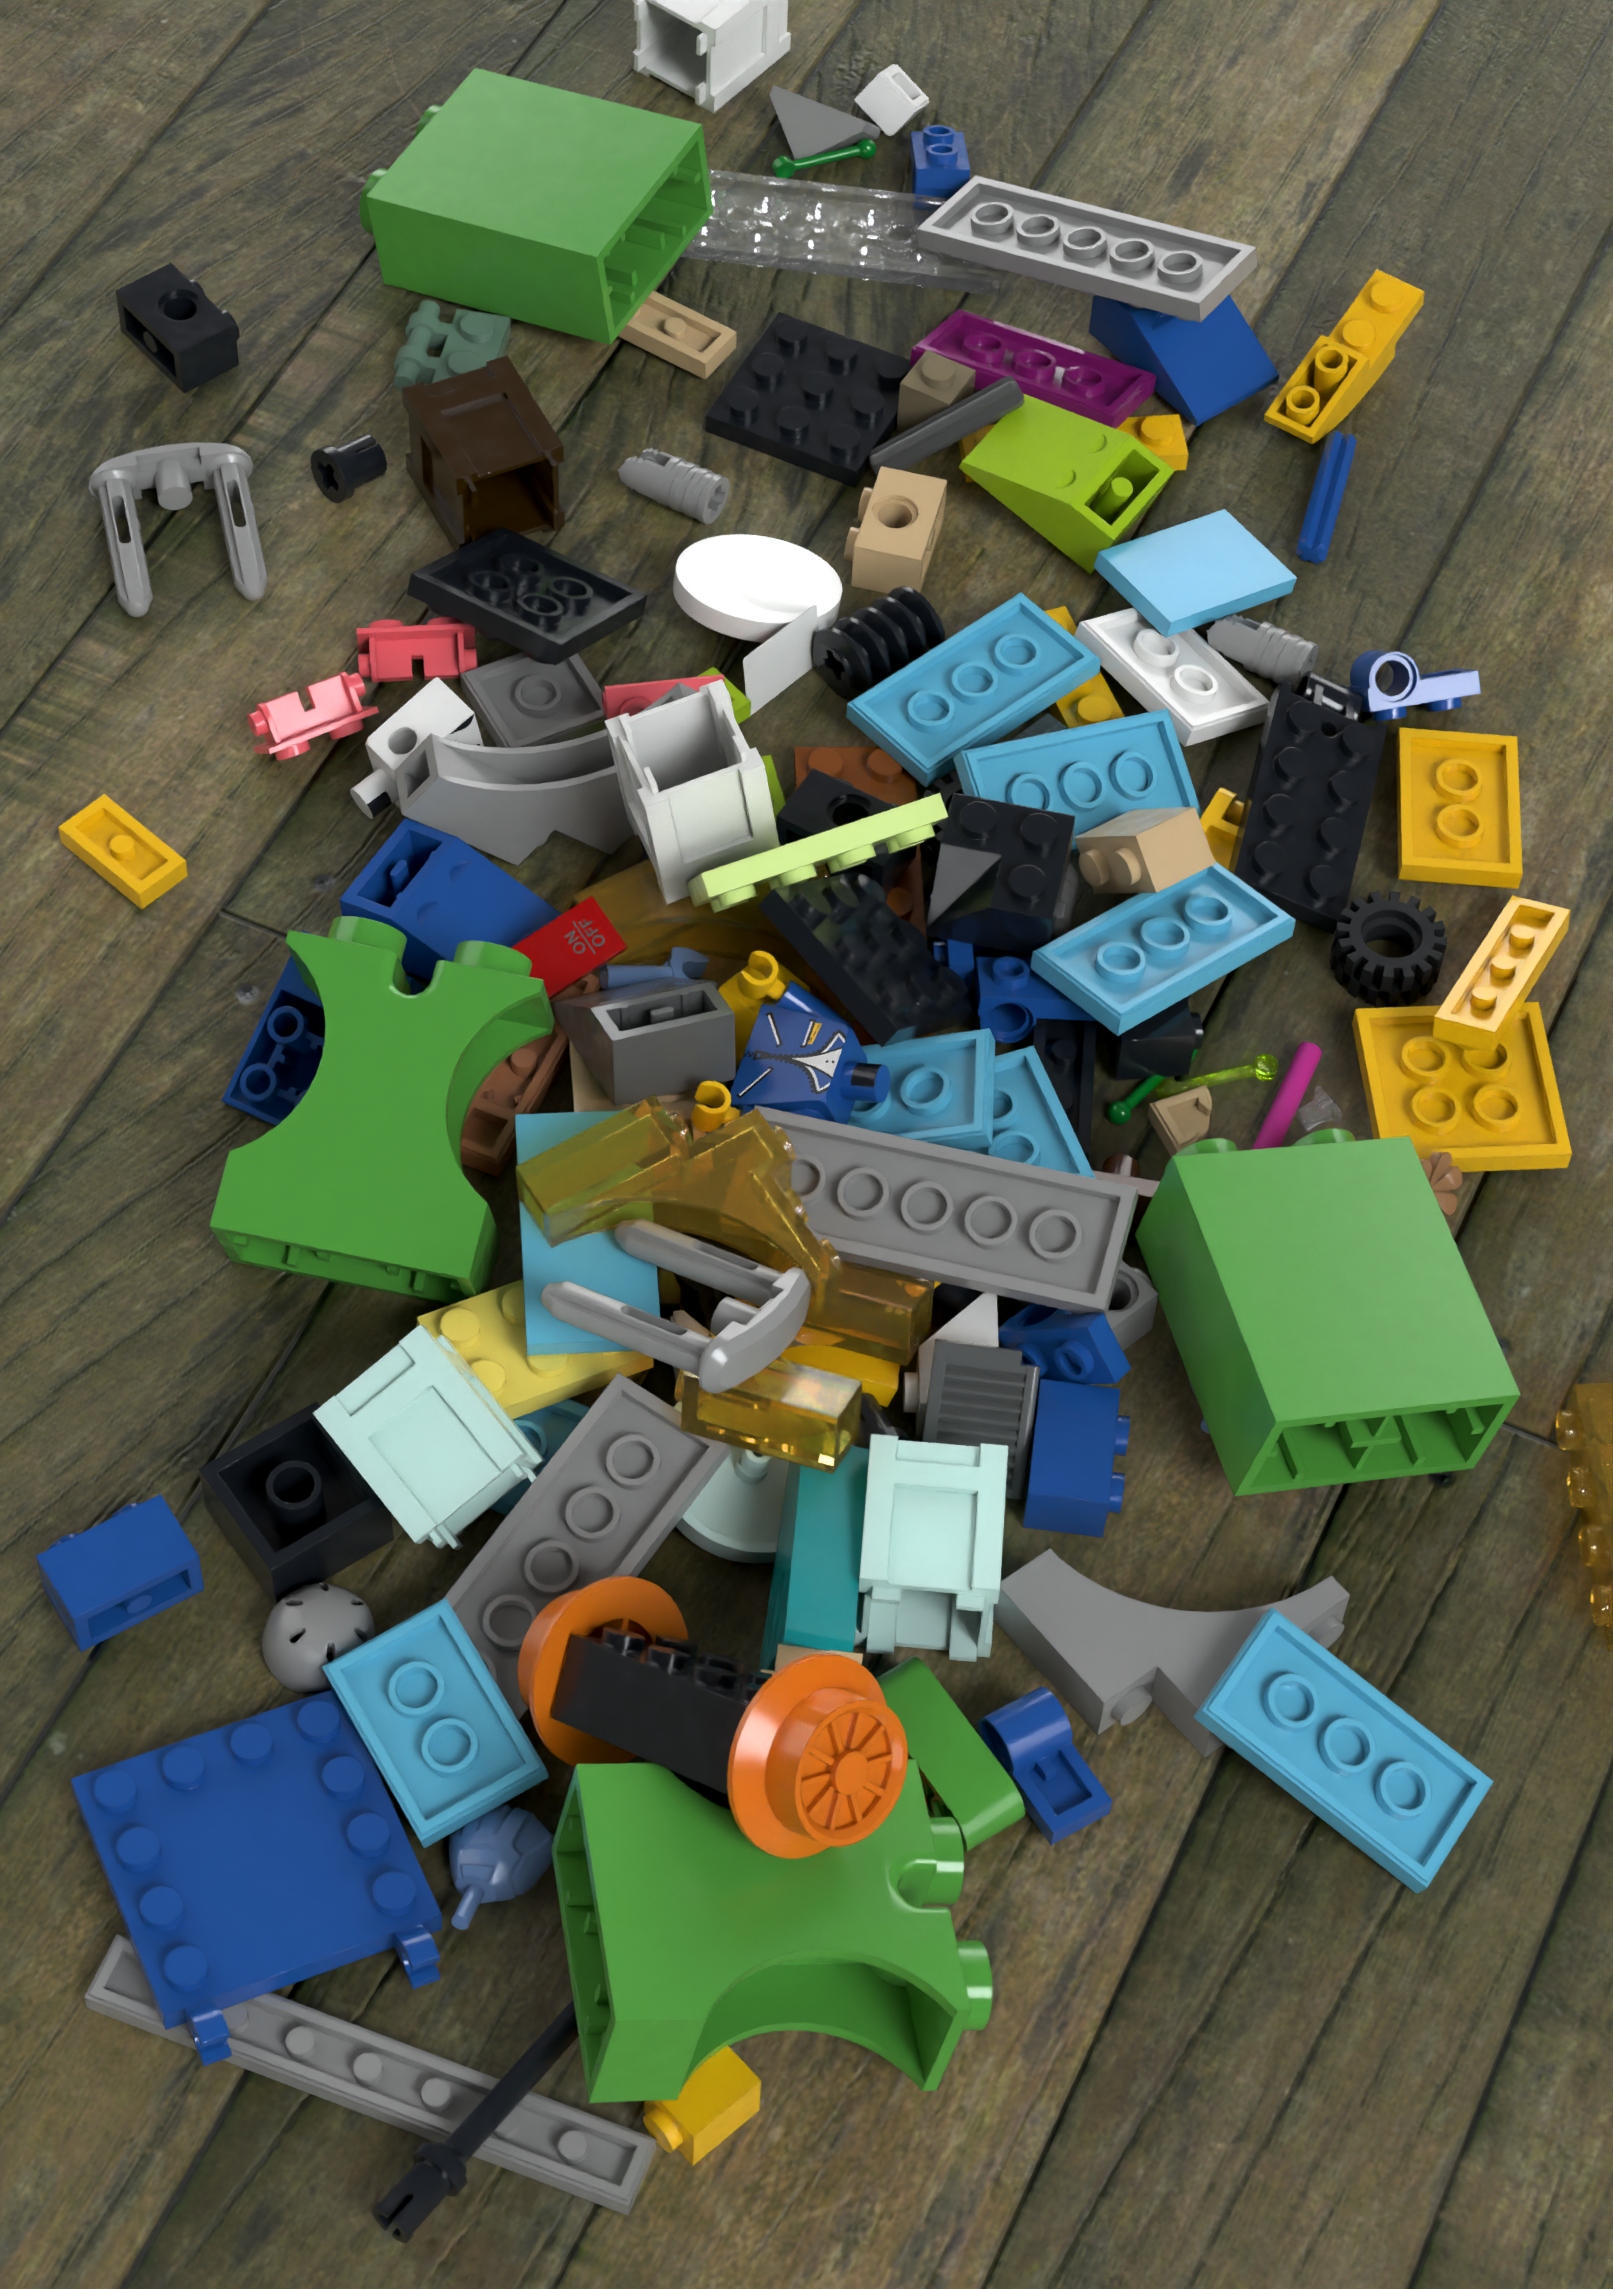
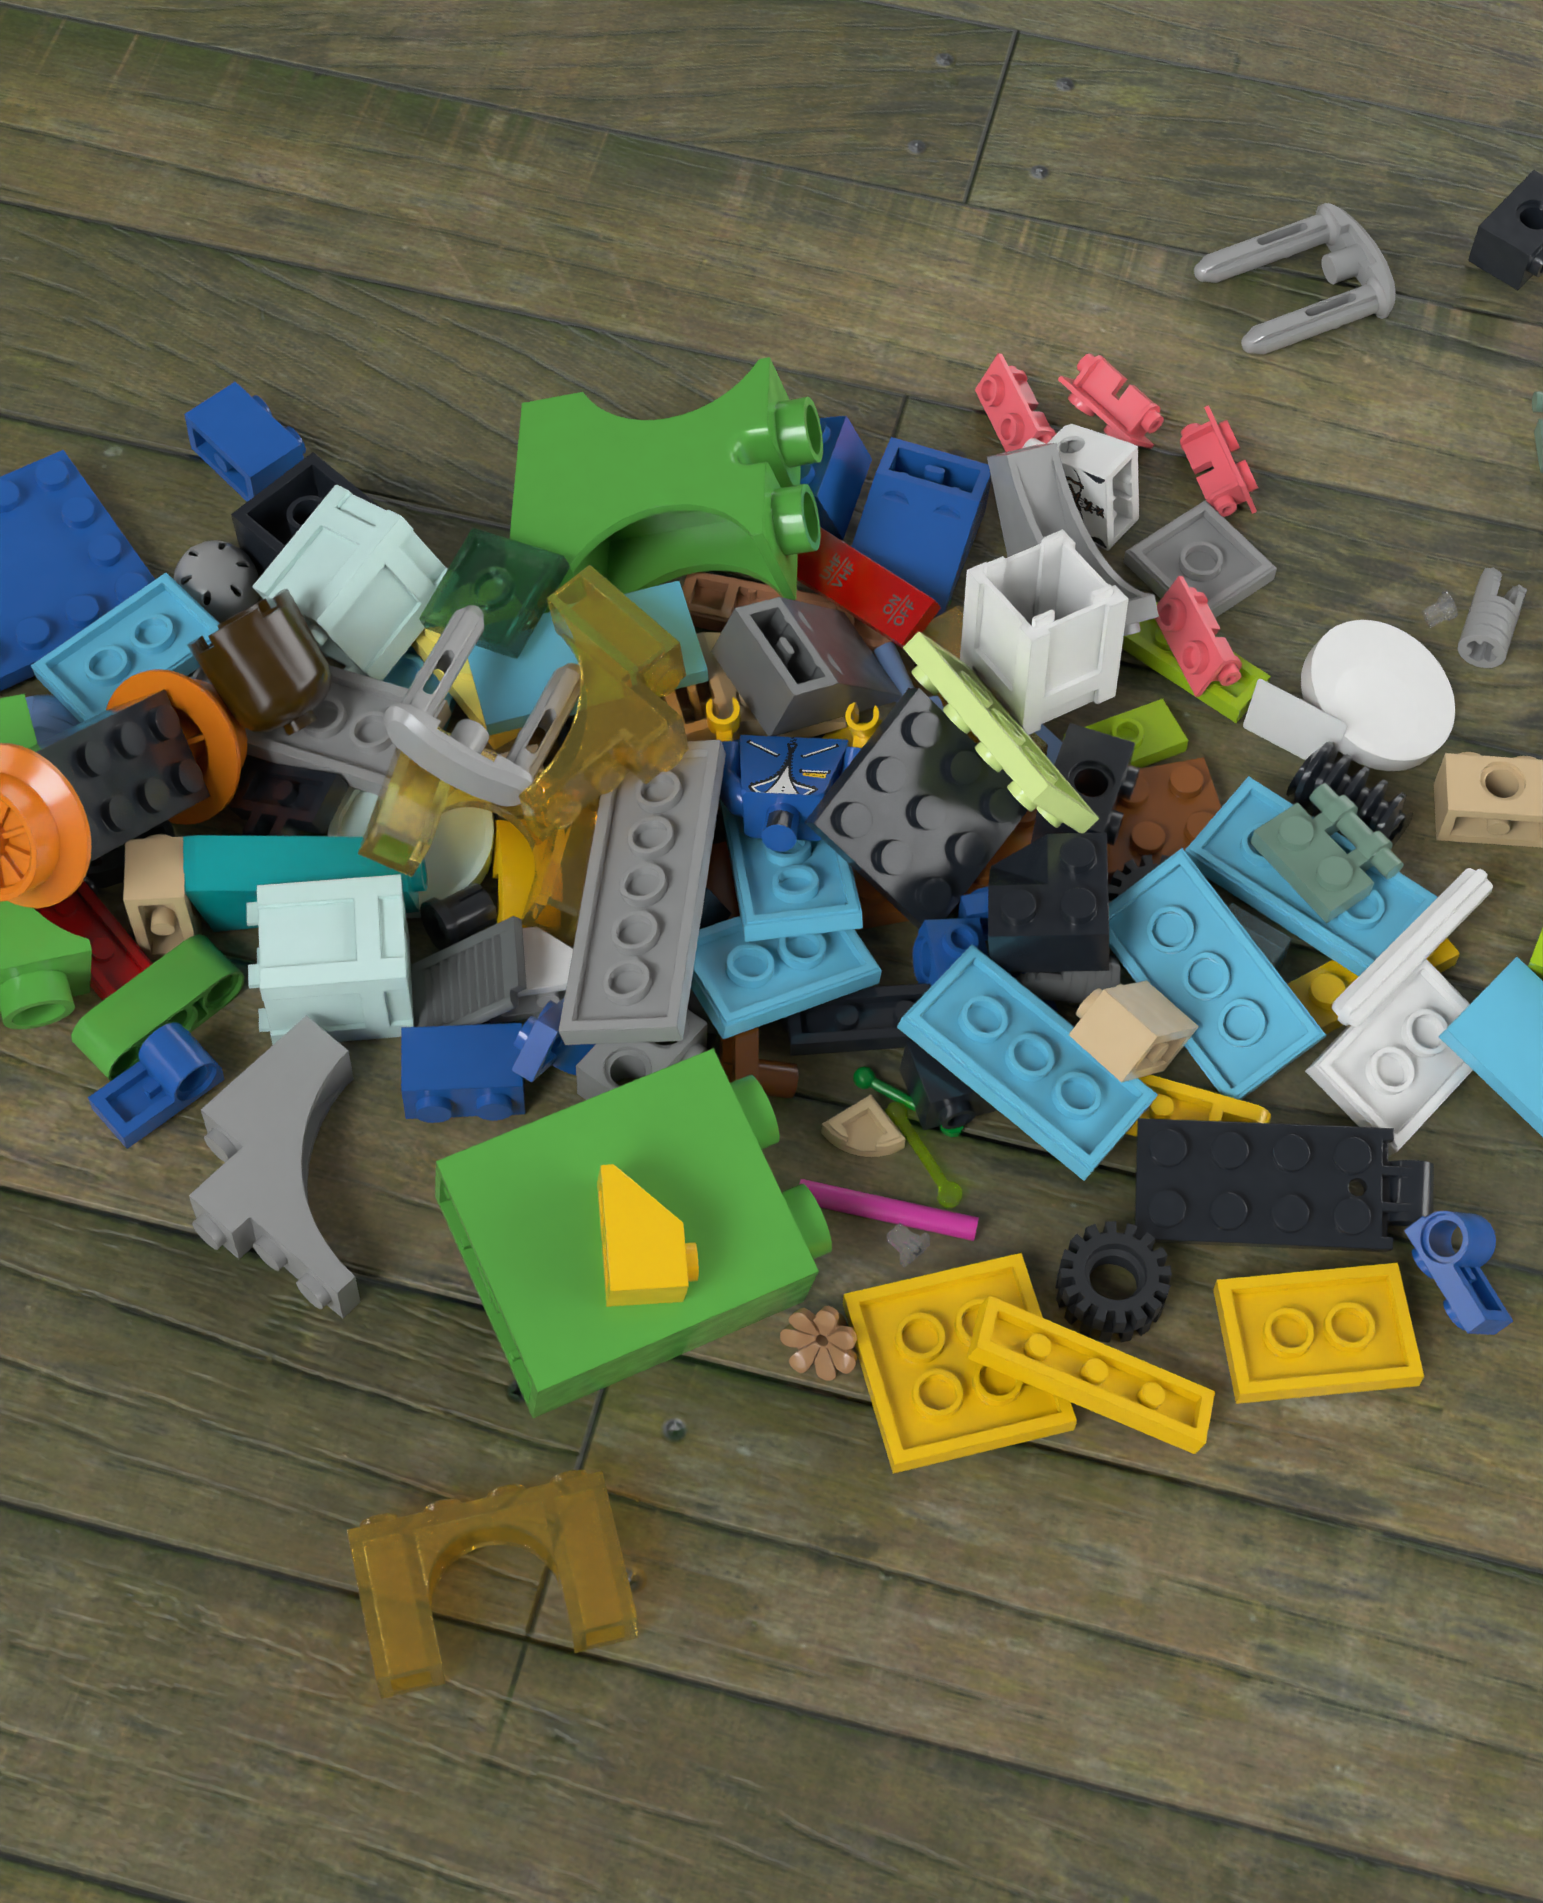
camera: 80 degrees right, 5 degrees up
(123, 851) = (934, 312): yellow plate -> none
(290, 811) = (1012, 406): none -> coral hinge
(347, 467) = (1413, 378): black bush -> none
(484, 454) = (1442, 456): dark brown container -> none
(488, 1289) = (505, 582): none -> clear green tile
(527, 595) = (1294, 520): black plate -> none
(550, 1524) = (266, 666): none -> dark brown cylinder
(648, 519) = (1441, 610): none -> clear piece
(694, 1564) = (287, 799): none -> black hinge
(967, 671) = (1315, 863): none -> sand green plate
(1079, 622) = (1412, 947): none -> white axle
(1264, 648) = (1465, 1134): light grey hinge -> none
(1344, 1750) = (187, 1310): medium azure tile -> none
(1394, 1258) = (641, 1245): none -> yellow slope

